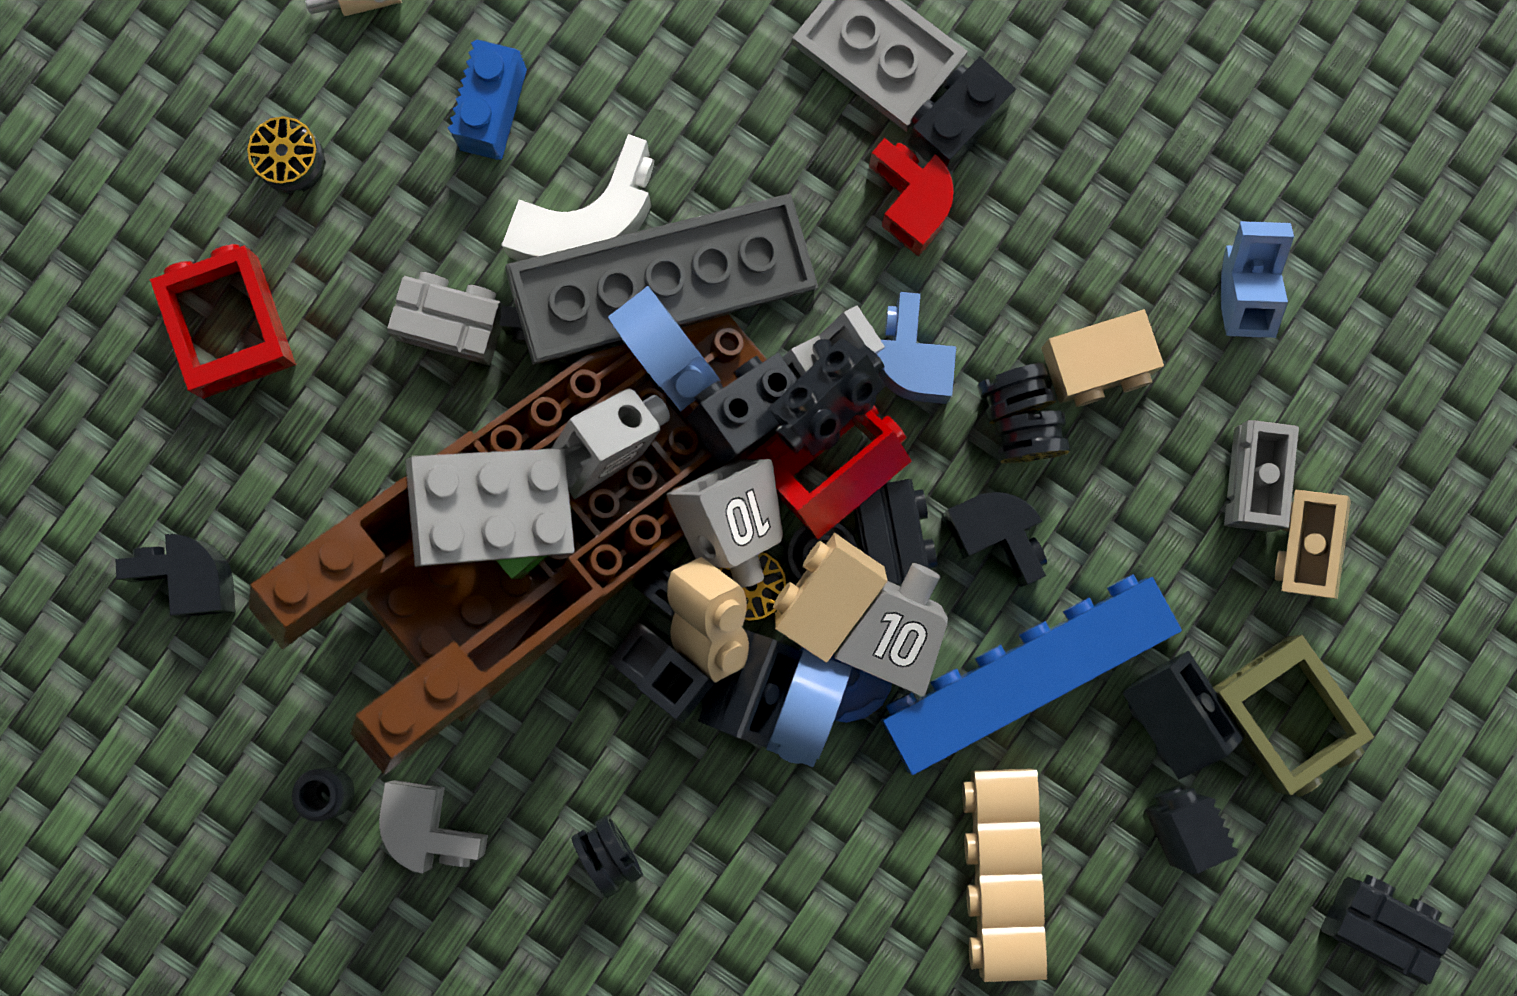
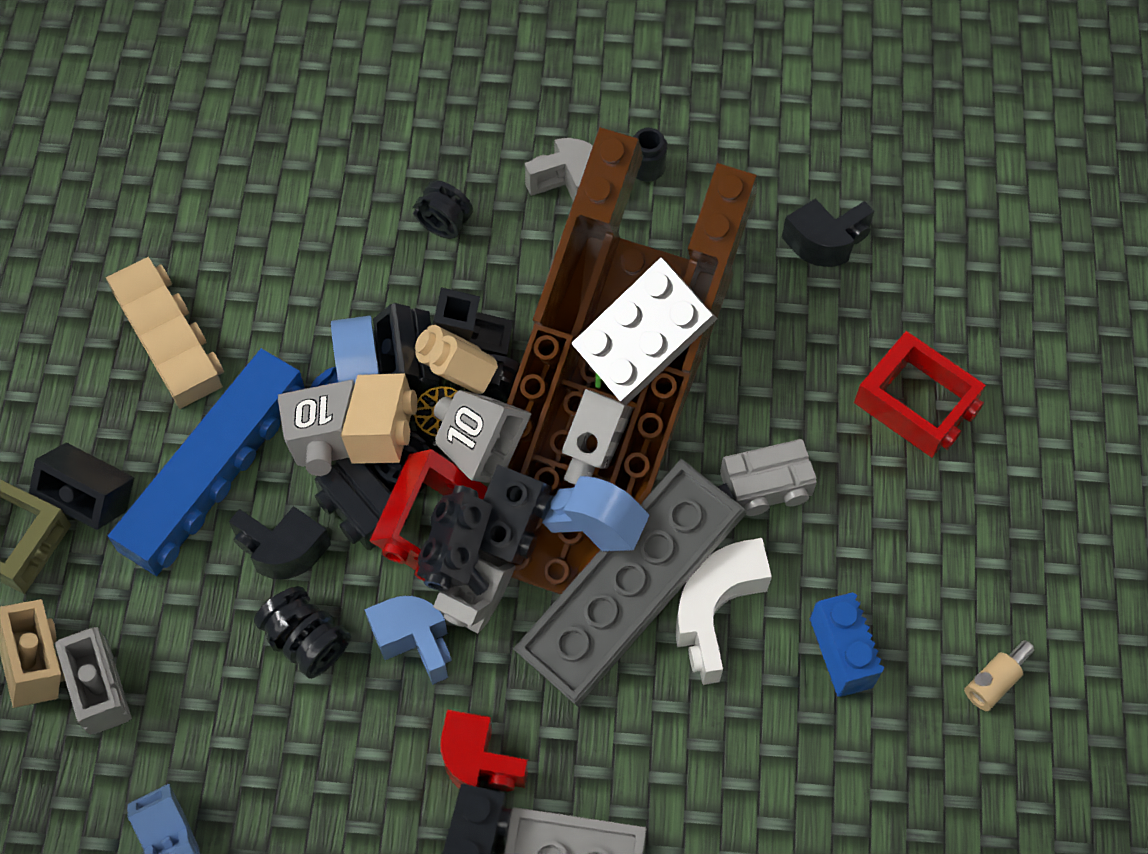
camera: 150 degrees right, 20 degrees down
(286, 155) = (961, 529): black wheel -> none
(1103, 357) = (261, 705): tan brick -> none
(1190, 830) = (42, 408): black brick -> none

